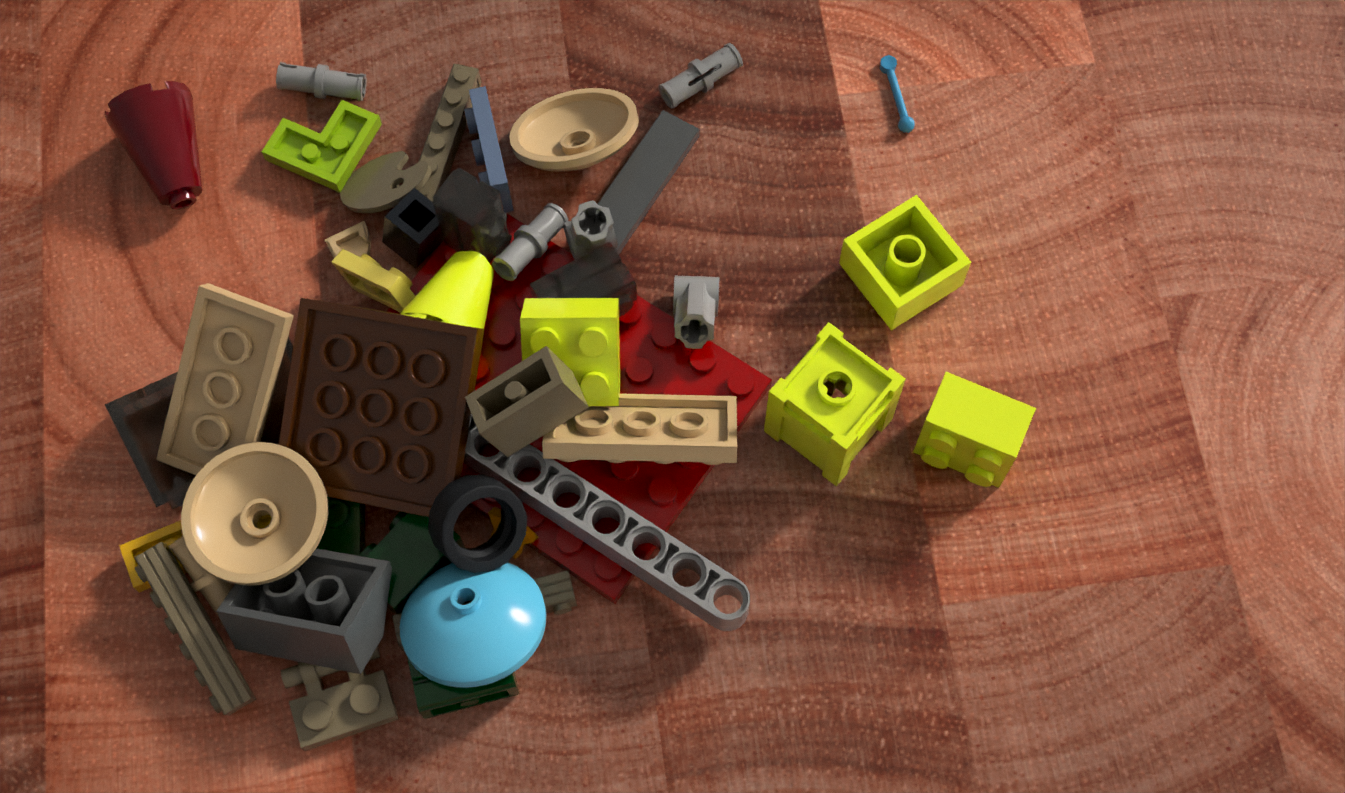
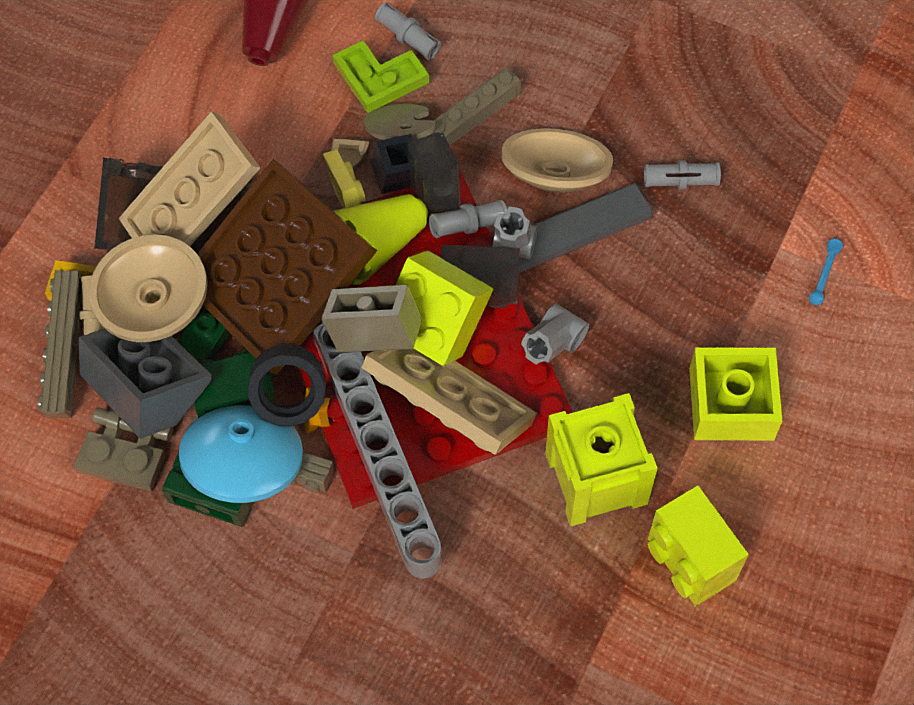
camera: 35 degrees right, 5 degrees down
(487, 147) = (486, 140): sand blue plate -> none

